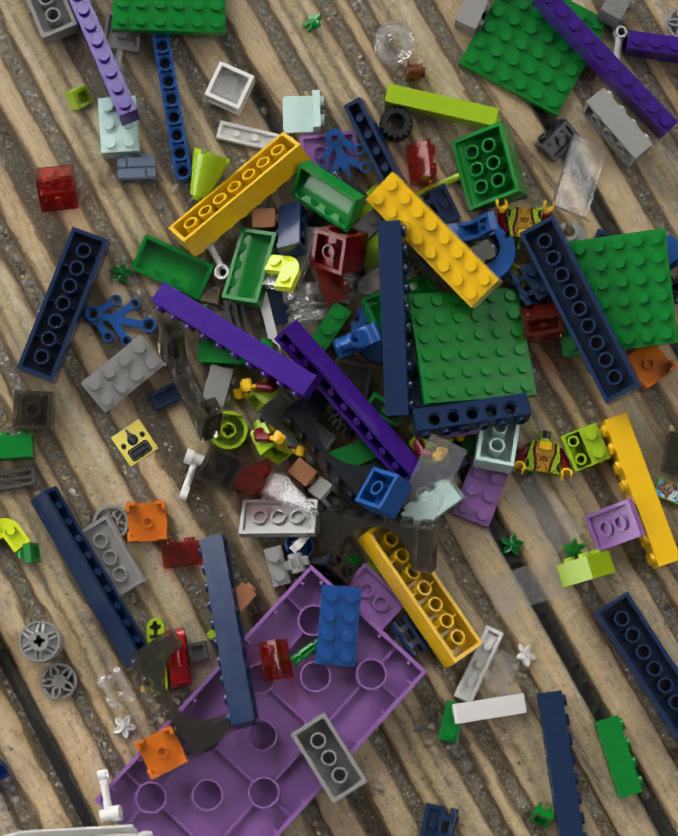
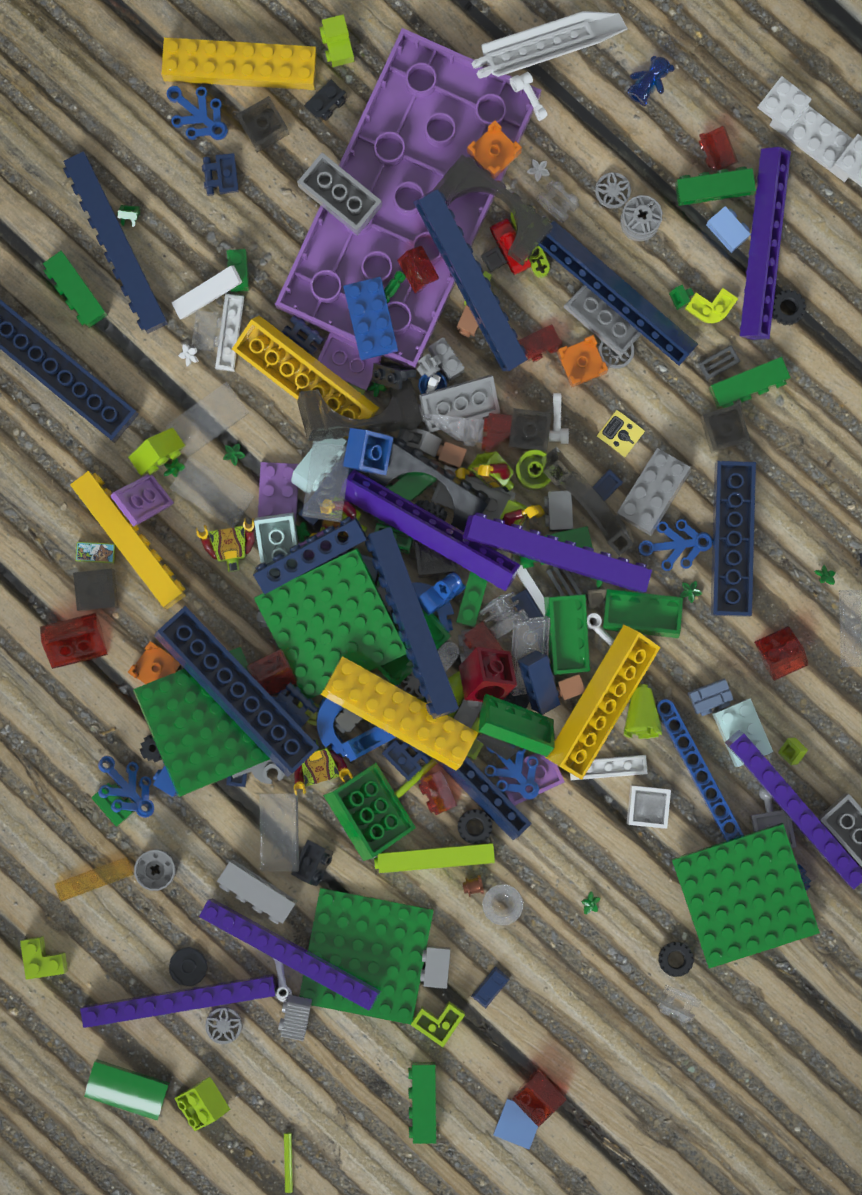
camera: 170 degrees right, 5 degrees up
(287, 270) = (529, 637): neon yellow plate -> none
(303, 114) = (569, 806): light aqua bracket -> none
(585, 447) = (192, 565): lime slope -> none

